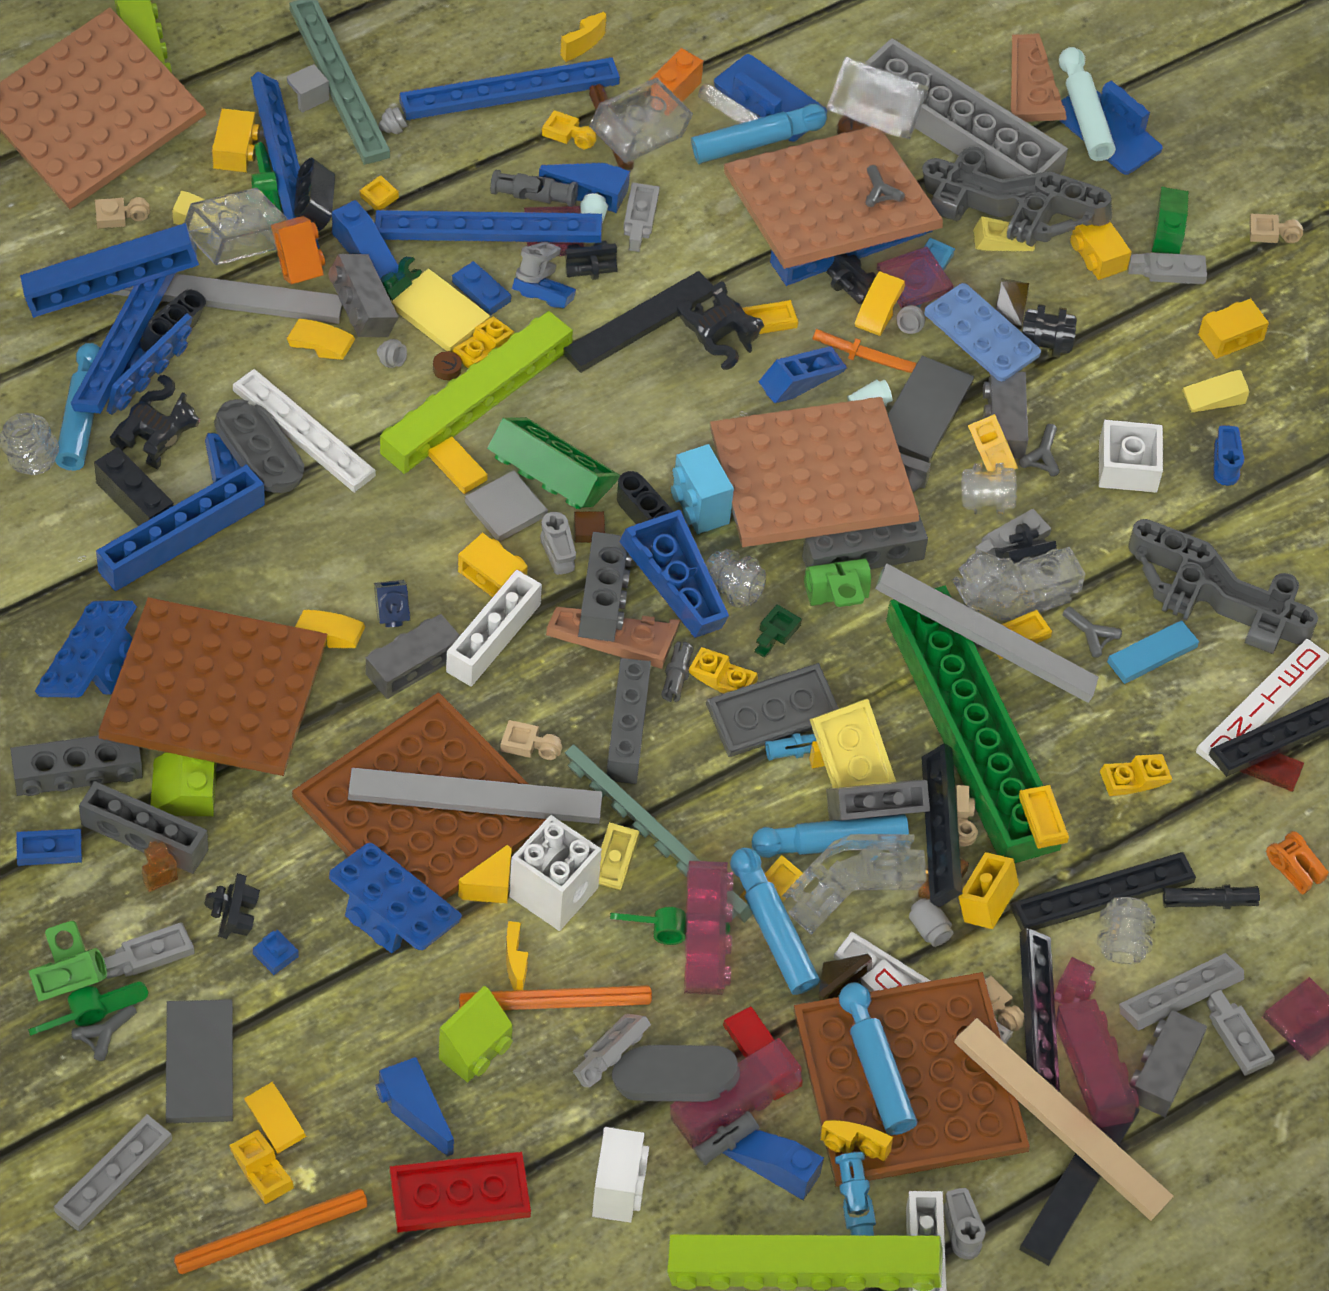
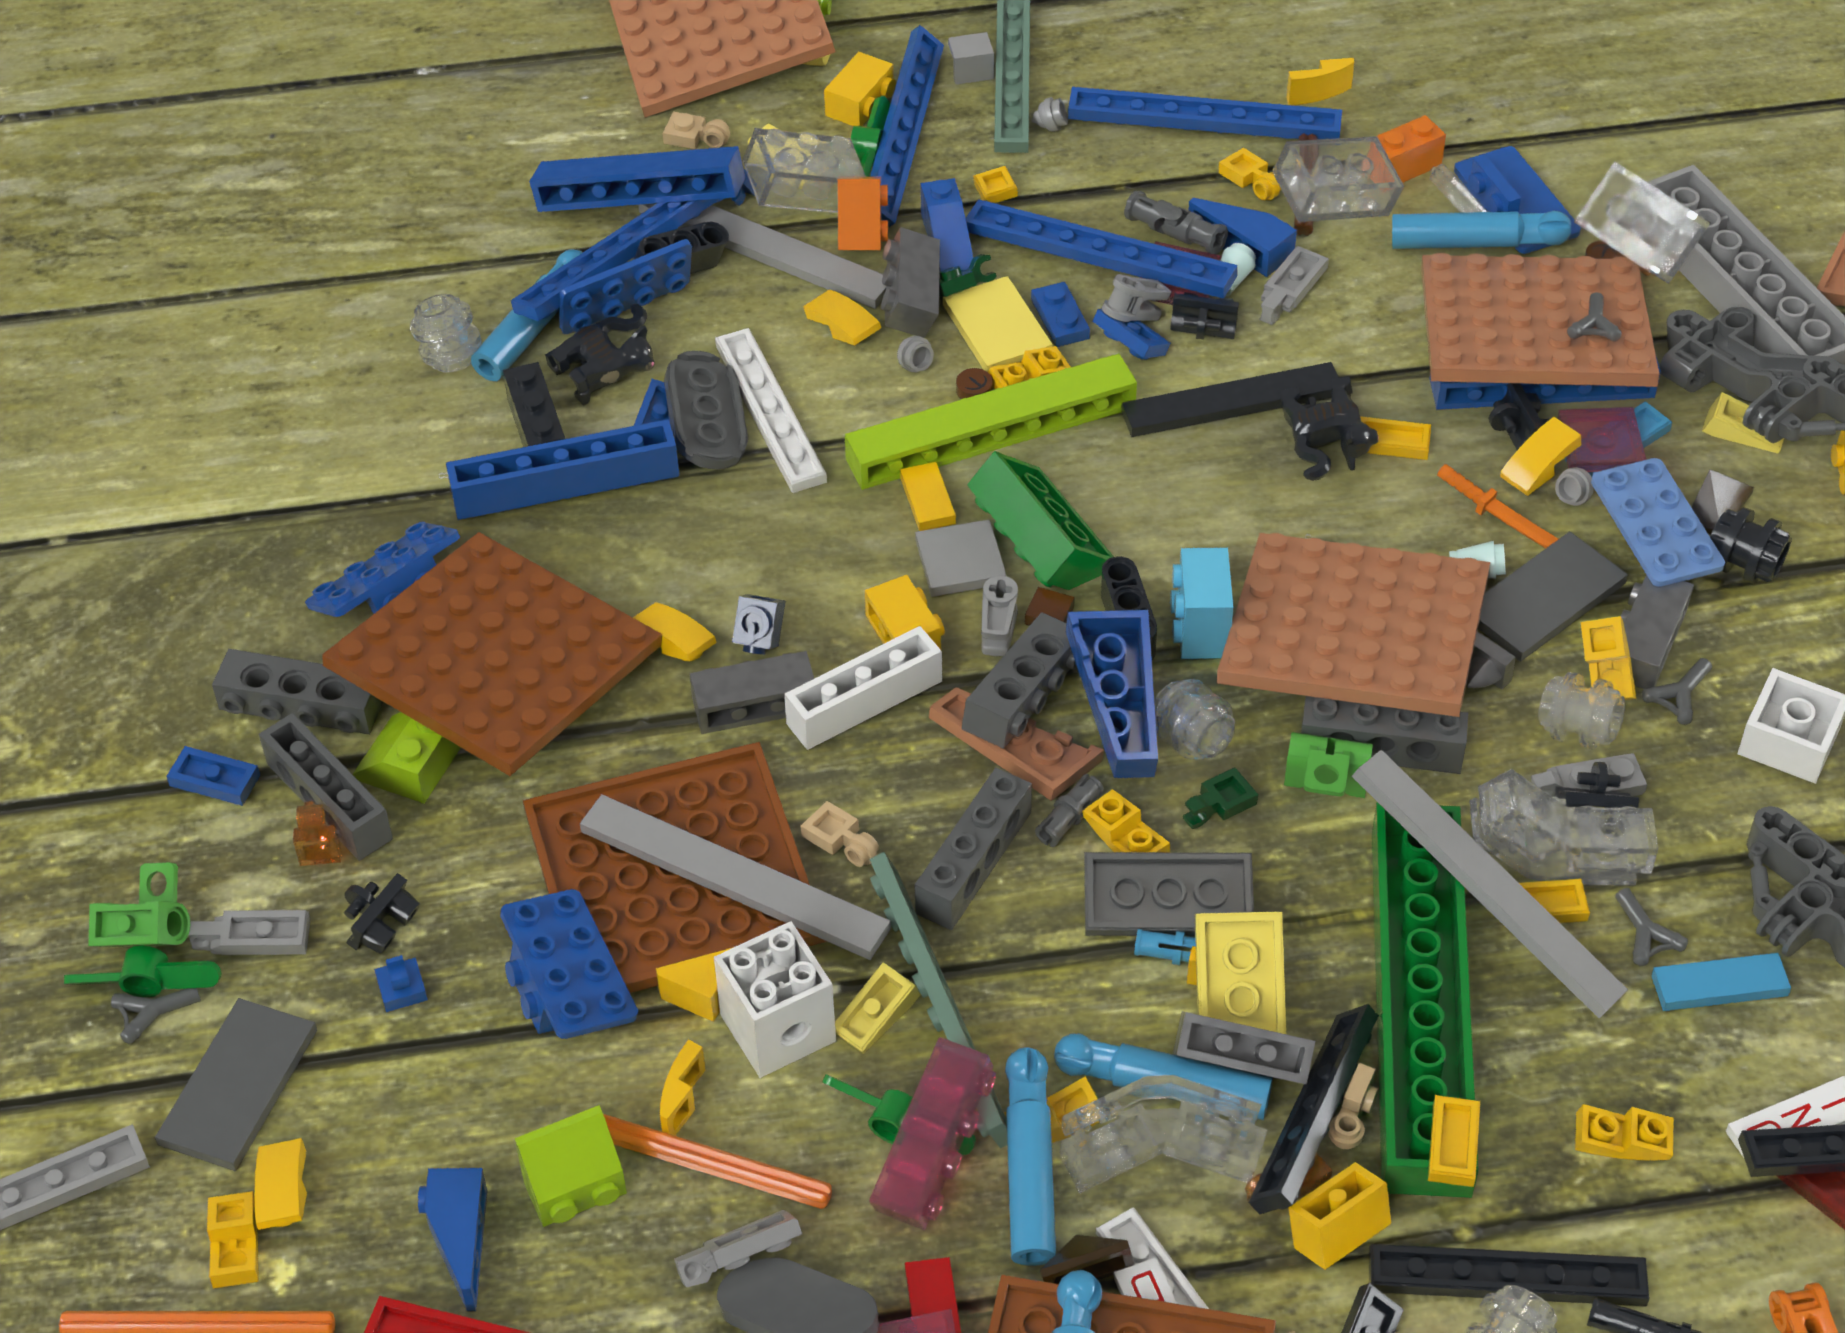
camera: 30 degrees right, 5 degrees down
(314, 193) = (915, 163): black beam -> none
(800, 373) = (1400, 508): blue slope -> none
(931, 922) = (1243, 1232): light grey brick -> none

